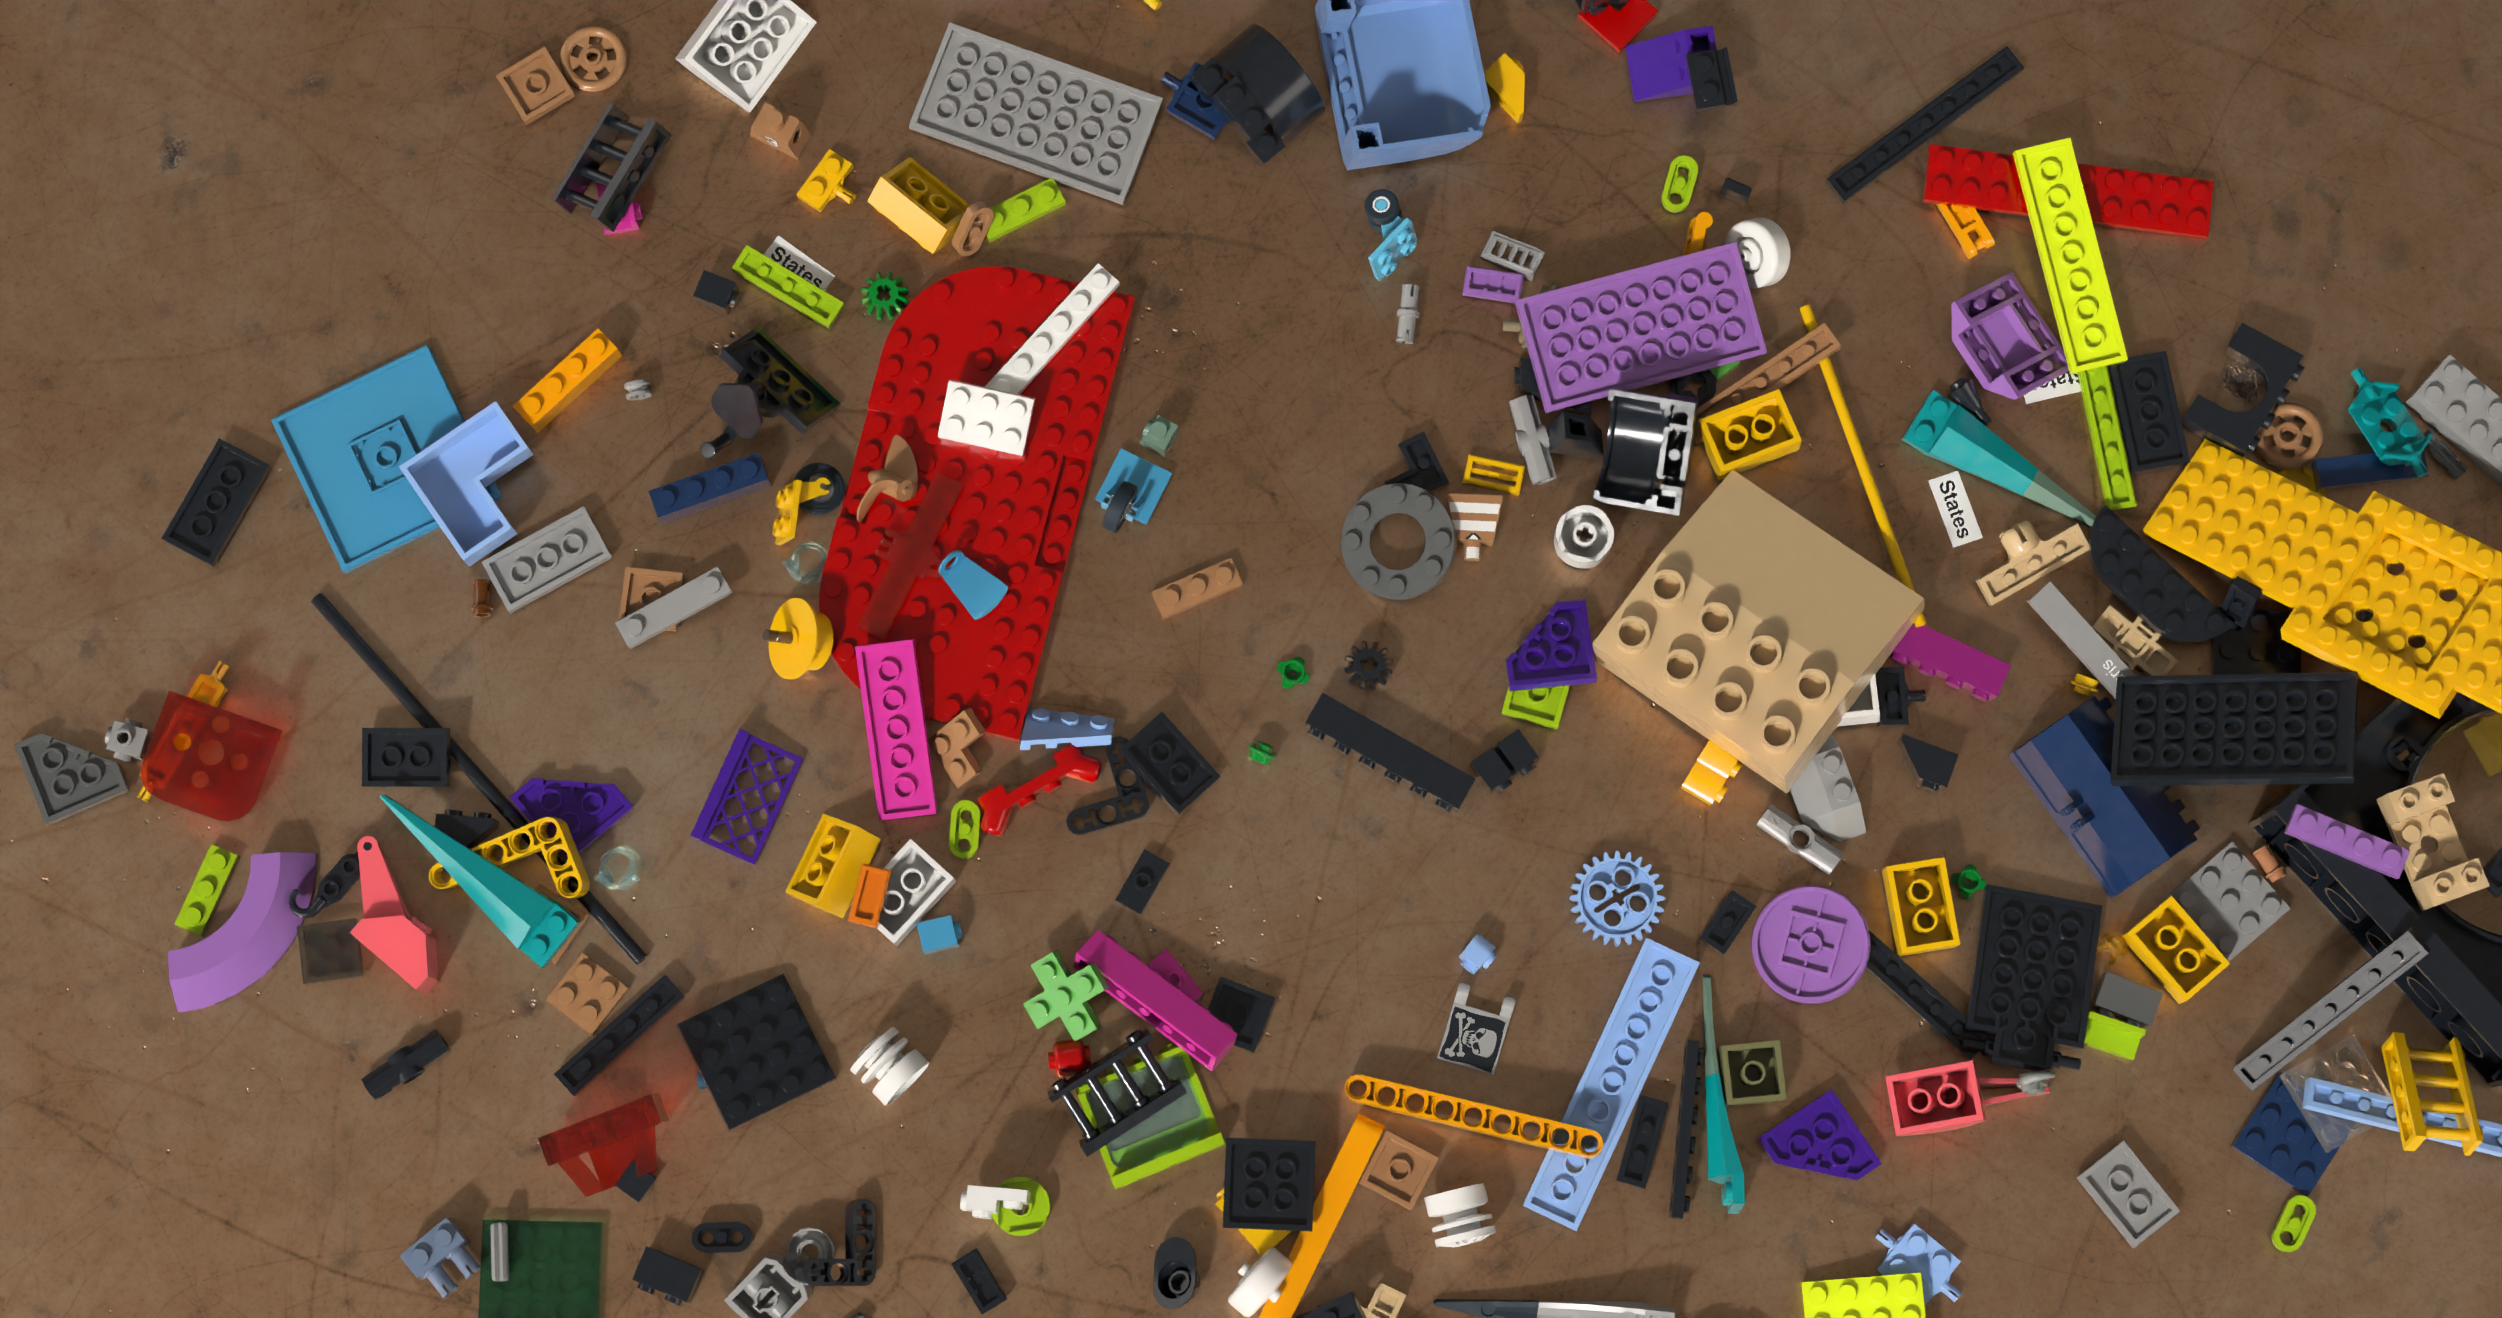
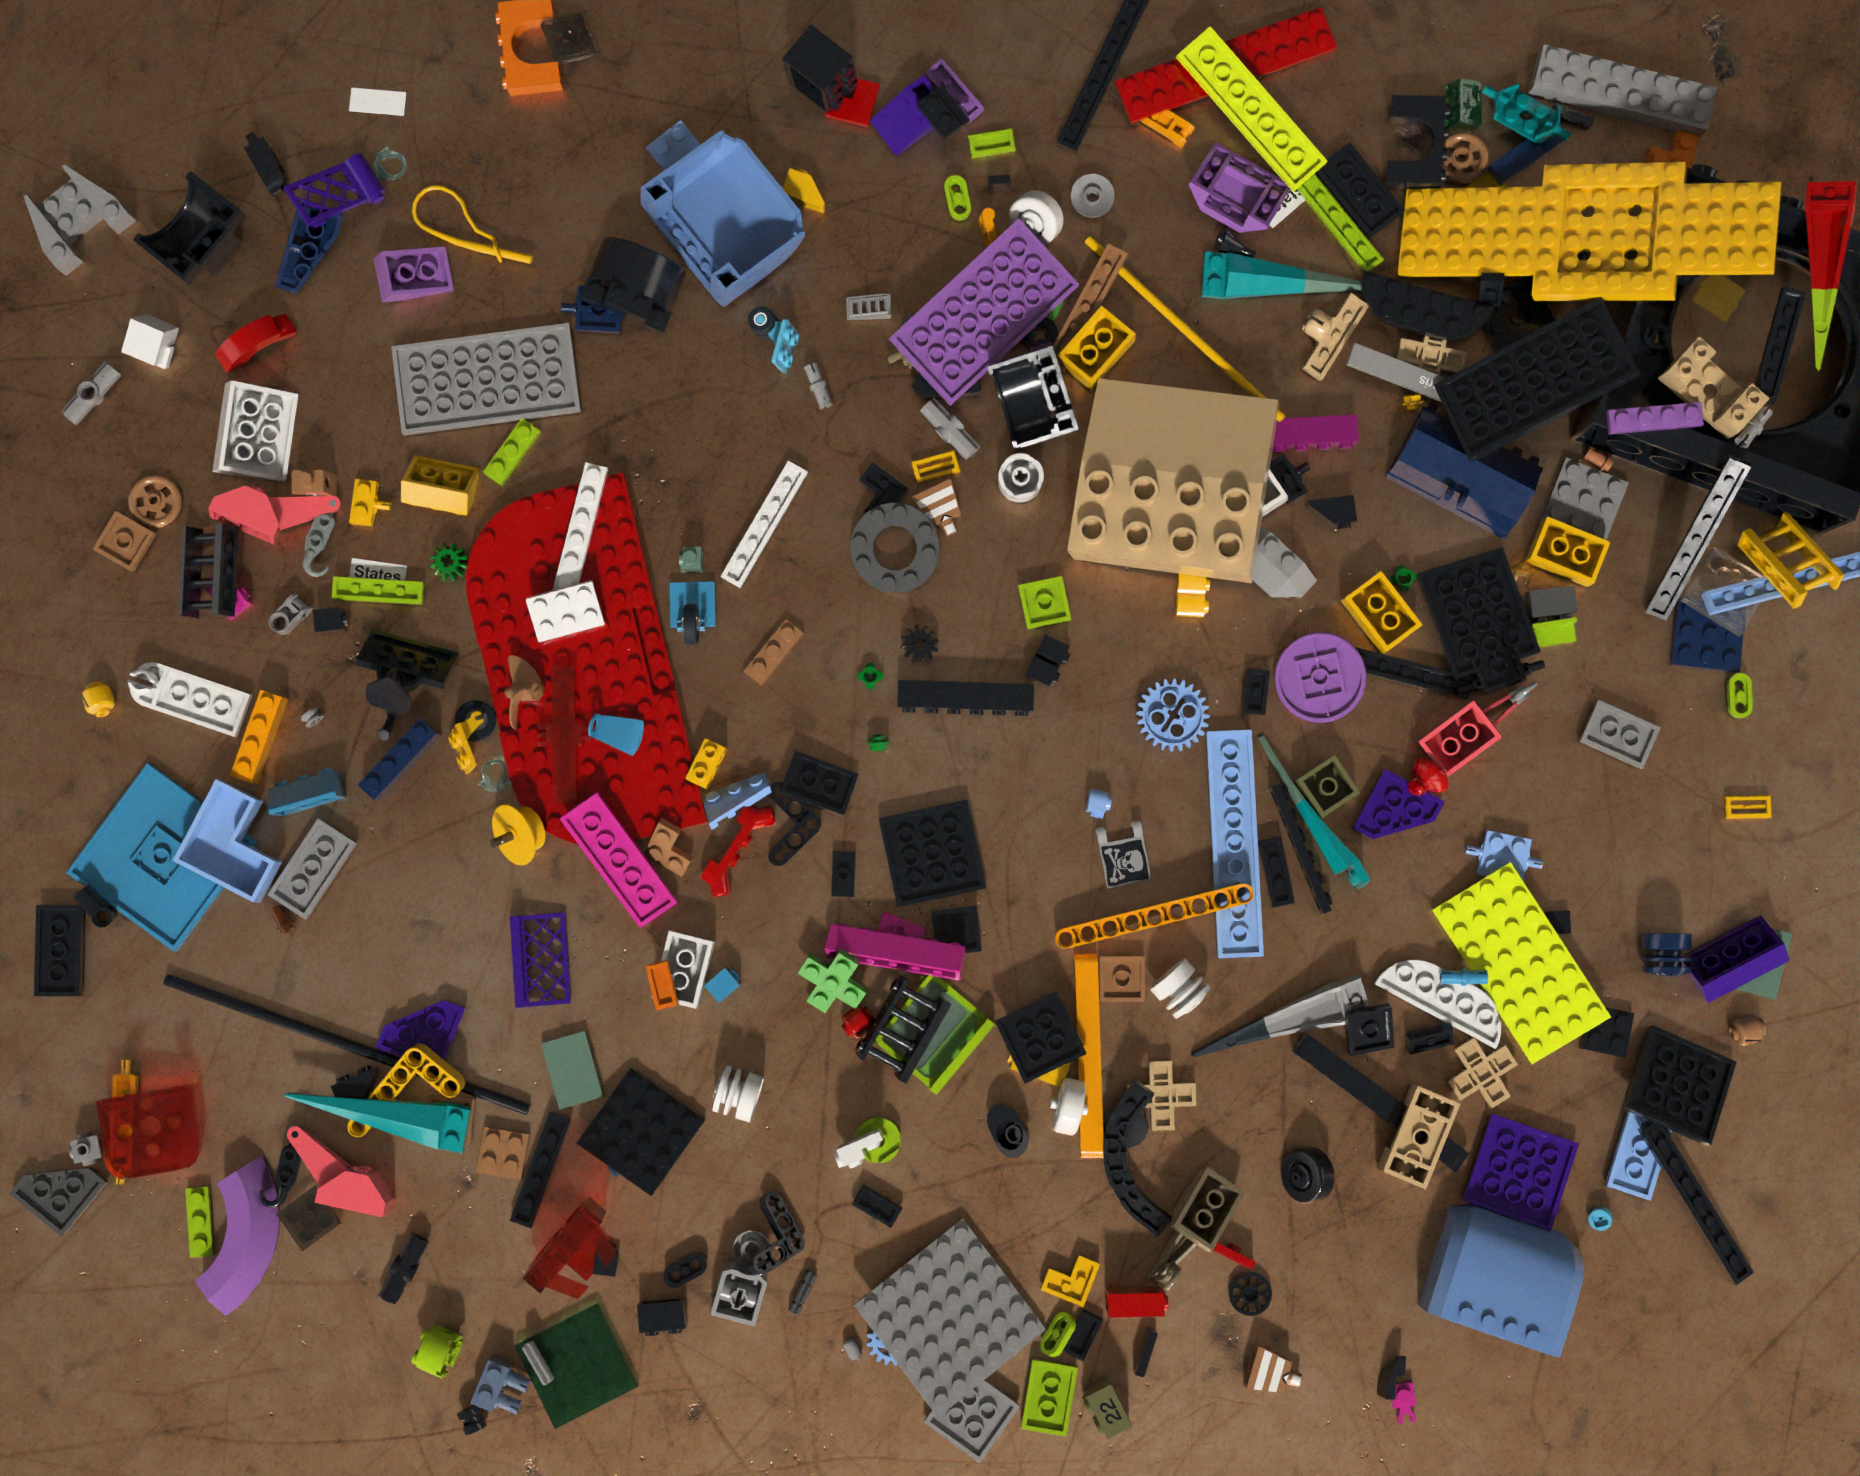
camera: 30 degrees left, 5 degrees up
(283, 470) = (93, 904): none -> black piece
(389, 1277) = (471, 1419): none -> black wheel
(394, 1177) = (438, 1351): none -> lime brick
(405, 757) = (288, 1057): black plate -> none
(411, 245) = (98, 699): none -> yellow head
(514, 297) = (190, 698): none -> white plate
(585, 470) = (305, 792): none -> dark azure slope
(630, 875) = (488, 1061): clear light blue piece -> none
(646, 586) = (400, 858): medium nougat plate -> none
(673, 607) = (418, 856): light grey plate -> none
(676, 261) = (290, 614): none -> light grey piece
(709, 139) = (266, 516): none -> coral slope
(716, 941) = (572, 1070): none -> sand green tile
(832, 865) = (624, 976): yellow slope -> none
(964, 830) = (701, 903): lime plate -> none
(972, 228) = (485, 483): medium nougat plate -> none
(1053, 674) = (706, 763): none -> yellow bracket
(1256, 911) = (932, 853): none -> black plate
(1263, 438) = (764, 524): none -> white plate
(1492, 284) = (865, 334): medium lavender plate -> none
(1555, 651) = (1042, 567): dark purple plate -> none
(1575, 436) = (978, 411): black slope -> none
(1735, 37) = (941, 74): none -> medium lavender plate
(1751, 142) = (991, 143): none -> lime tile
(1816, 850) = (1260, 608): light grey piece -> none
(1838, 247) = (1092, 185): none -> light grey dish
(1875, 1124) = (1427, 777): none -> red hair
(1955, 509) = (1262, 326): white sticker -> none
(2323, 375) = (1465, 103): none -> clear green bracket
(2458, 911) = (1753, 427): none -> light grey pin

